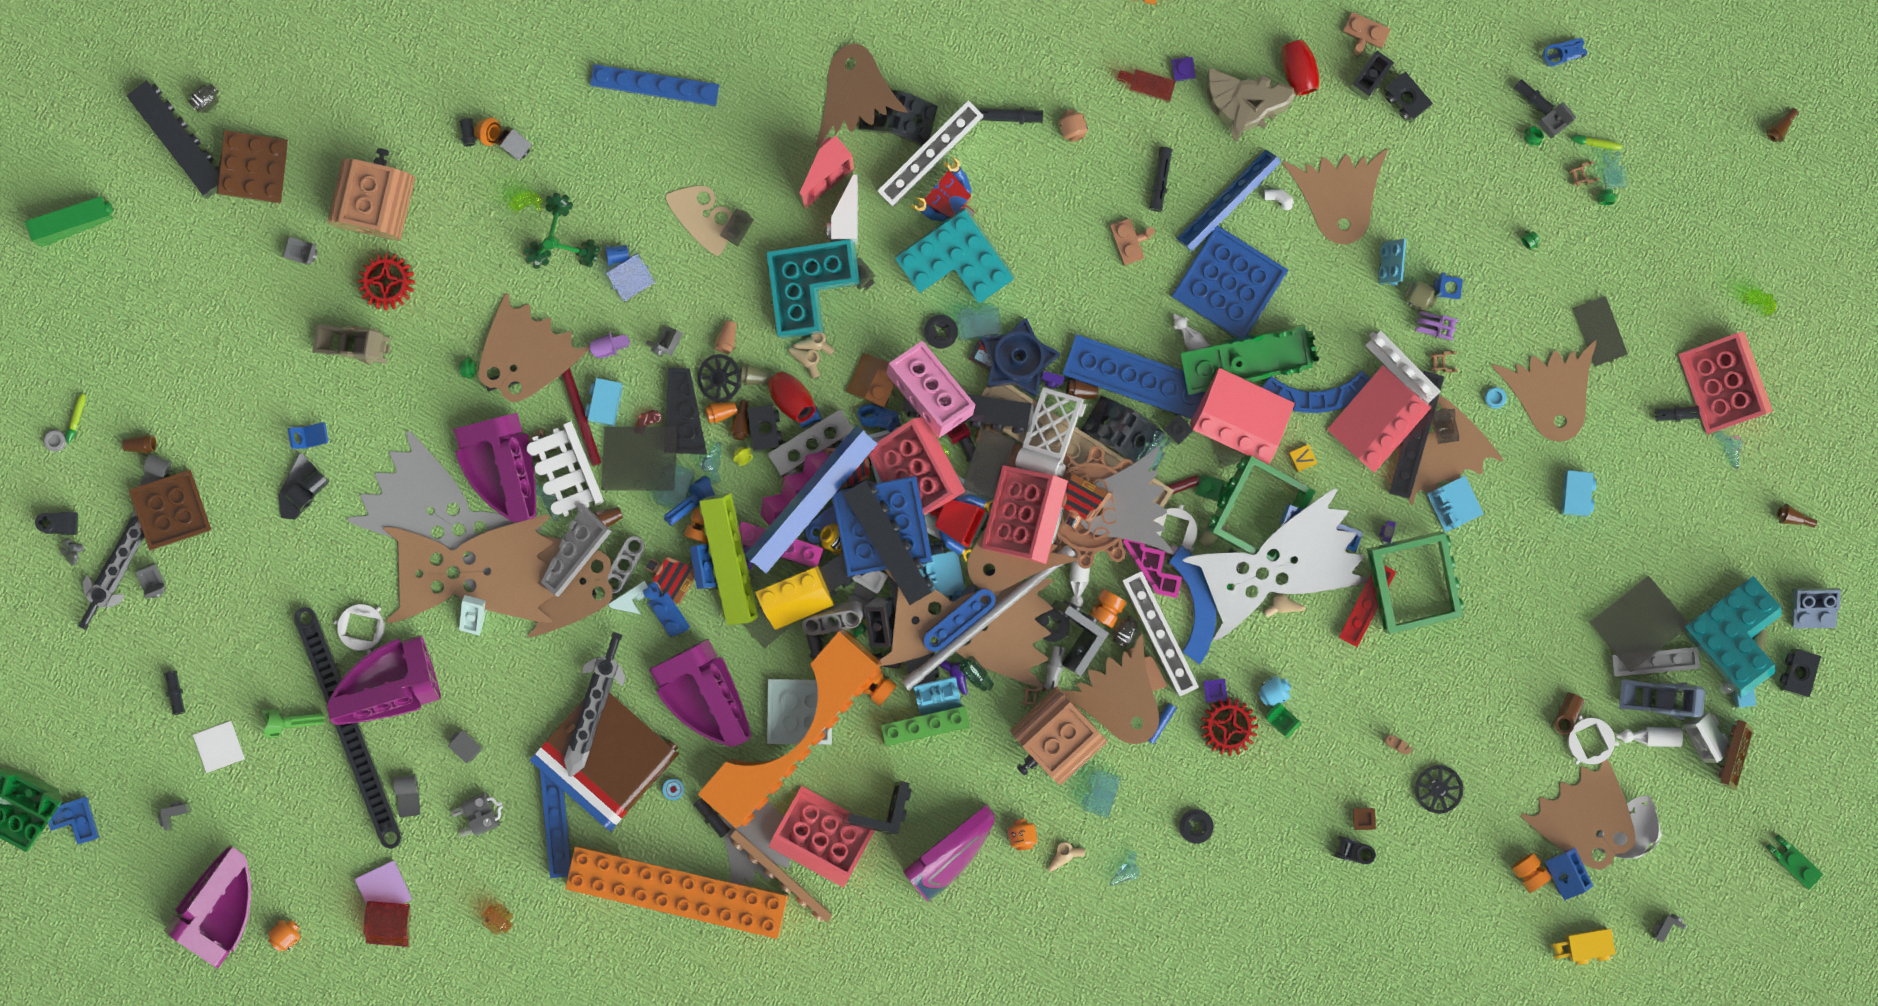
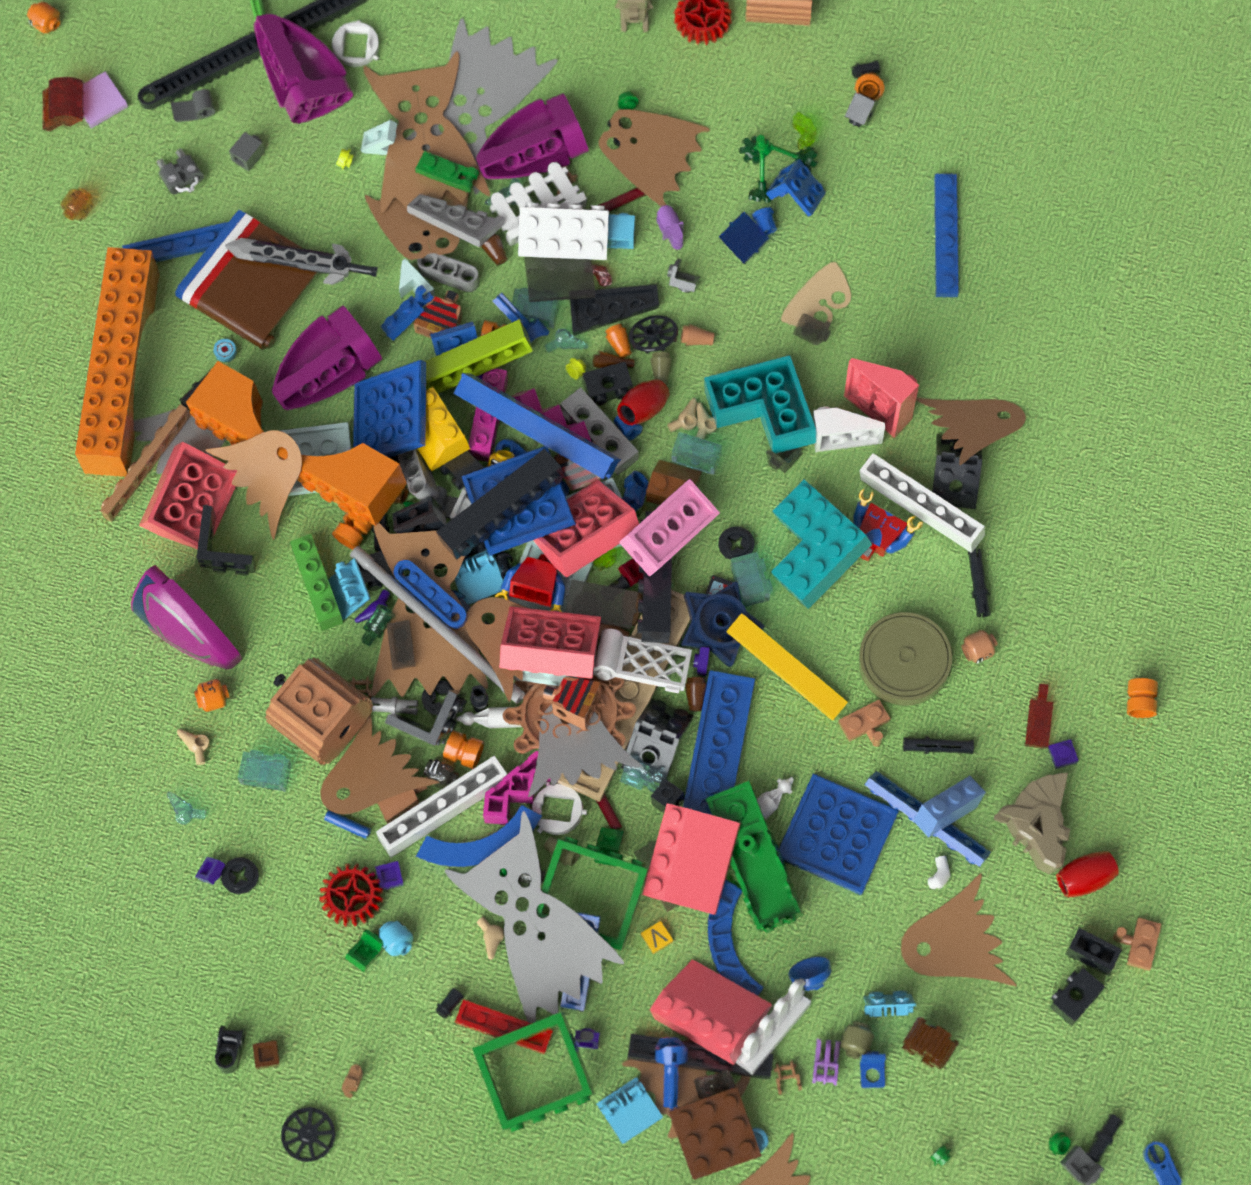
camera: 85 degrees right, 15 degrees down
(486, 651) = (344, 158): none -> neon yellow plate
(519, 553) = (446, 171): none -> green plate
(586, 216) = (800, 185): none -> blue bracket
(604, 447) = (563, 231): none -> white bracket
(771, 637) = (392, 410): none -> blue tile
(812, 764) = (263, 471): none -> piece
(847, 355) = (696, 453): none -> clear light blue brick
(1002, 653) = (401, 645): none -> clear smoke plate
(1063, 593) = (479, 698): none -> black pin
(1070, 303) = (787, 667): none -> yellow tile
(1076, 195) = (905, 658): none -> olive brick
(1188, 852) = (210, 870): none -> dark purple plate
(1225, 178) = (949, 806): none -> medium blue brick
(1339, 650) = (449, 1003): none -> black pin
(1351, 326) = (812, 971): none -> blue piece
(1422, 460) = (671, 1056): none -> blue piece
(1435, 232) = (930, 1043): none -> reddish brown brick
(1487, 431) = (715, 1133): none -> reddish brown plate

